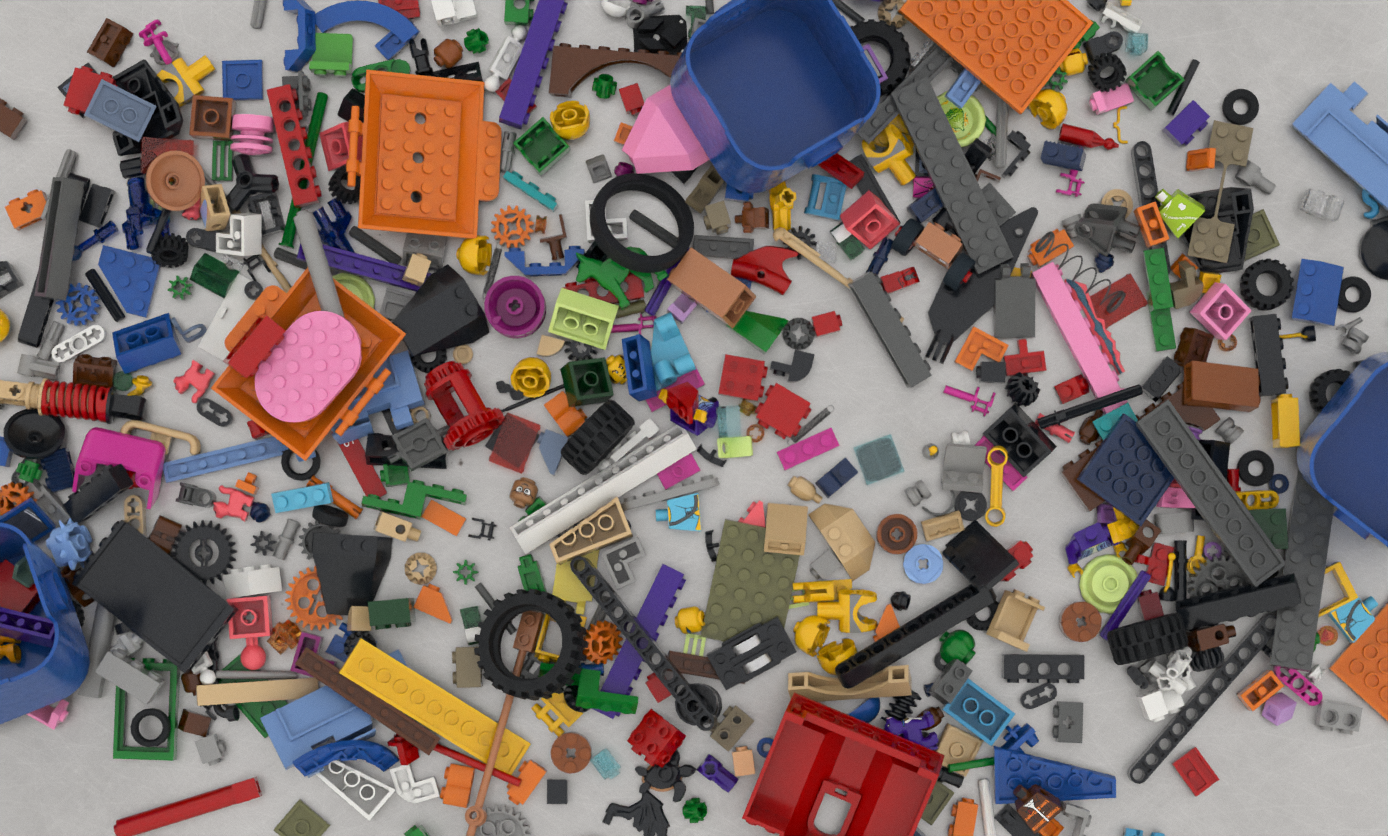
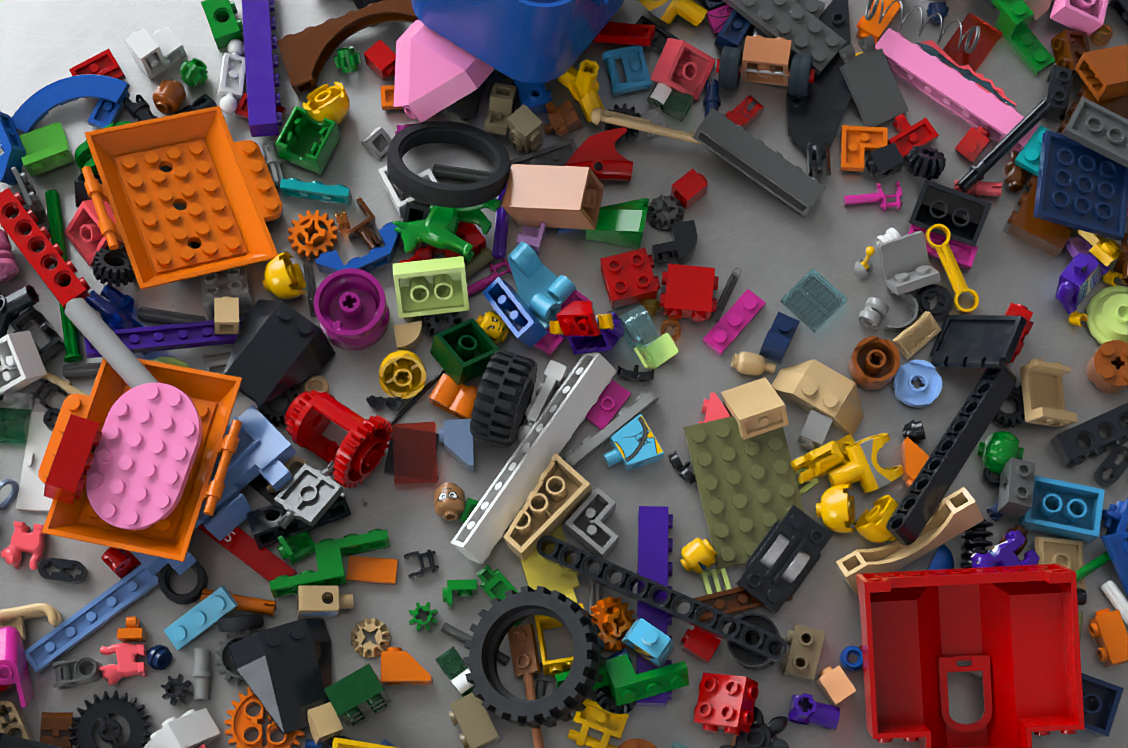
camera: 25 degrees left, 15 degrees down
(504, 564) = (462, 588): none -> green bracket
(618, 671) = (649, 642): none -> medium azure torso

